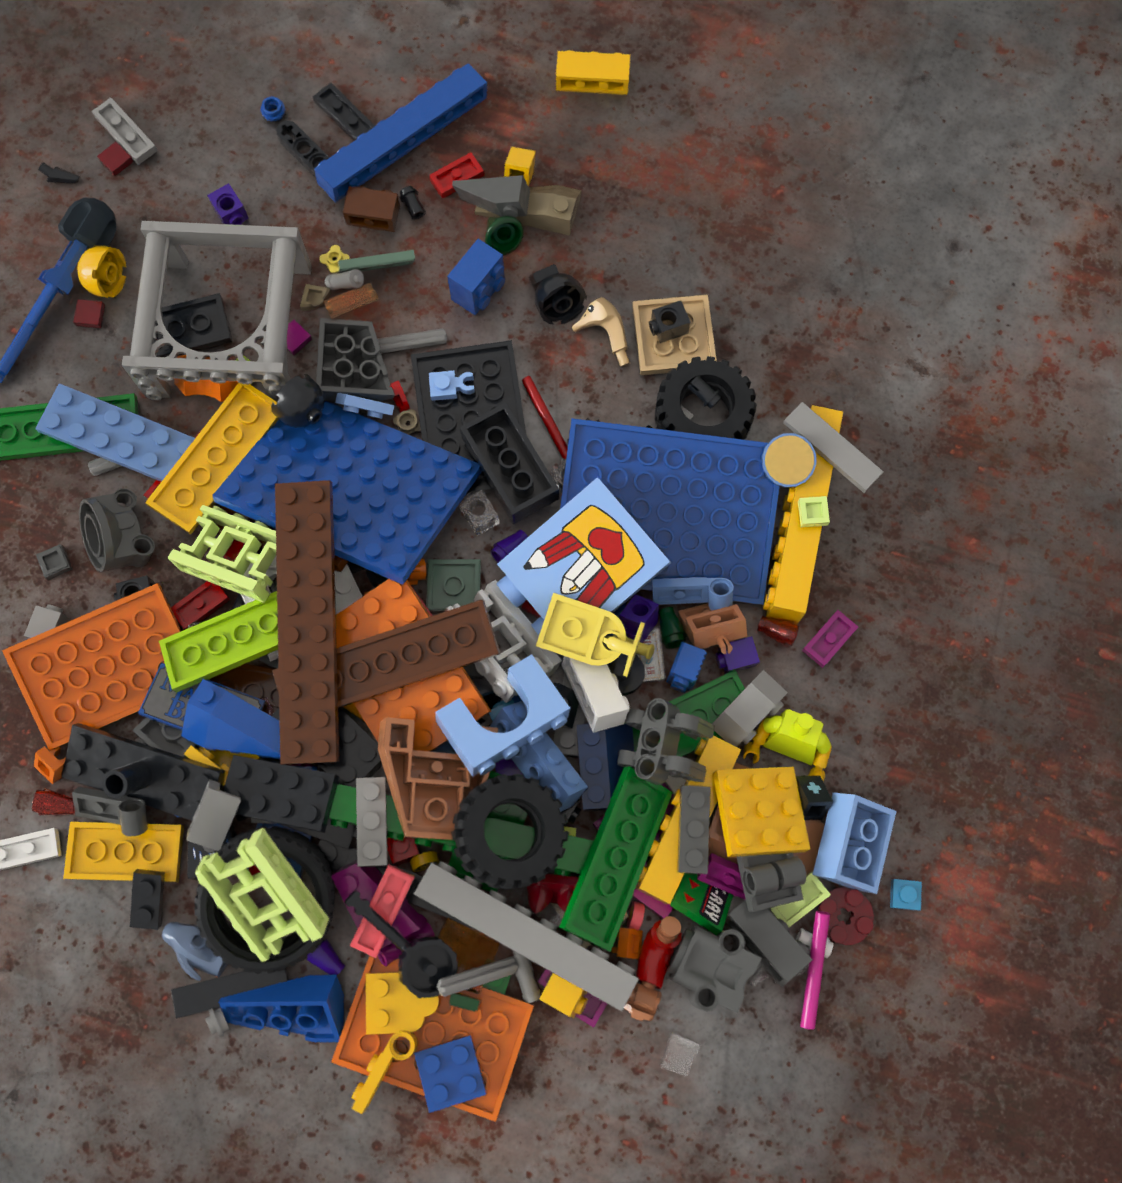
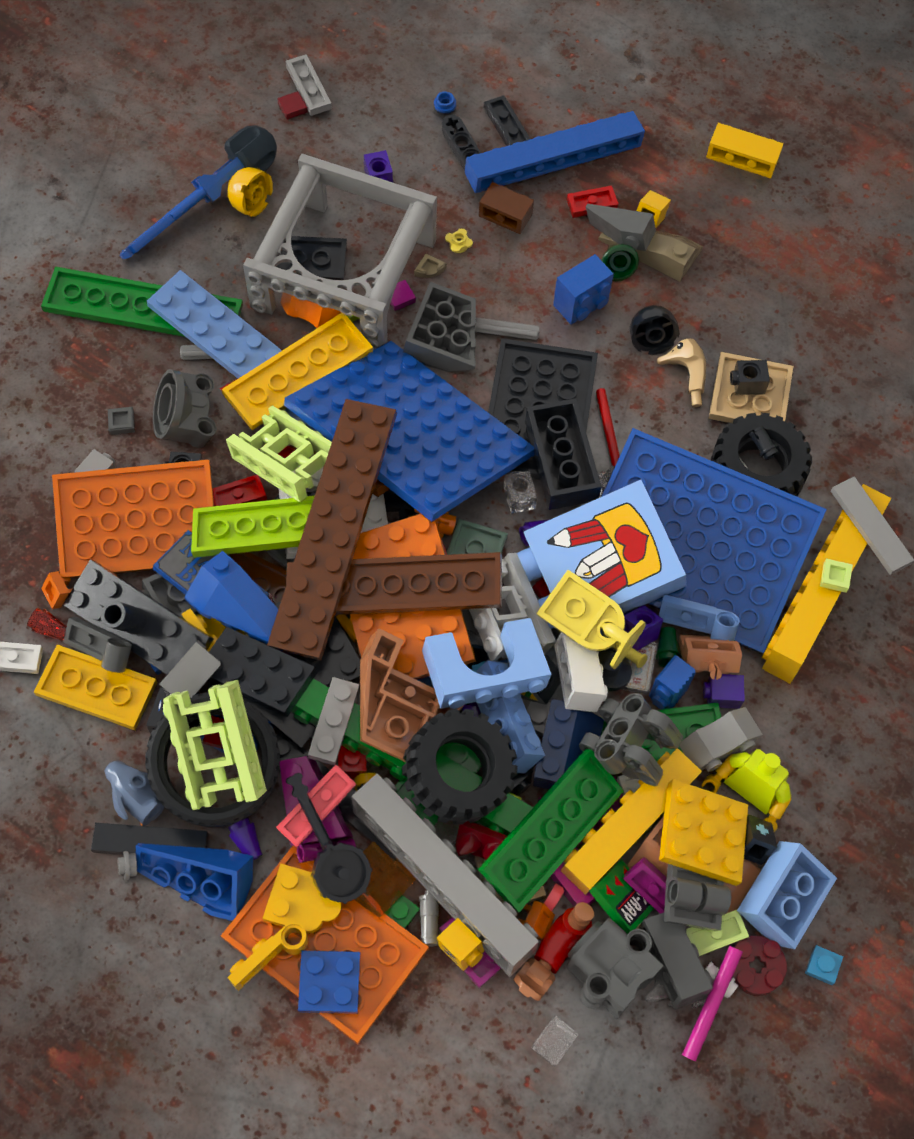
camera: 15 degrees right, 10 degrees down
(57, 174) = (238, 104): black bar -> none
(89, 313) = (225, 224): dark red tile -> none
(147, 899) = (102, 734): black plate -> none
(299, 402) = (388, 344): black cylinder -> none
(345, 280) = (463, 258): light grey piece -> none
(350, 300) = (462, 276): clear orange slope -> none
(354, 403) = (437, 362): light blue plate -> none
(377, 261) = (495, 252): sand green tile -> none
(399, 397) = (479, 373): red tile -> none
(407, 416) = (482, 391): dark tan plate -> none
(409, 197) = (543, 207): black pin -> none
(445, 385) = (524, 373): light blue plate -> none
(465, 1002) = (365, 918): dark green tile -> none
(477, 976) = (384, 898): light grey axle -> none
(543, 273) = (639, 304): black tile -> none
(693, 829) = (633, 828): dark grey plate -> none
(780, 630) = (772, 681): clear red cone -> none
(789, 460) = (826, 523): pearl gold tile -> none
(830, 638) = (819, 704): magenta plate -> none

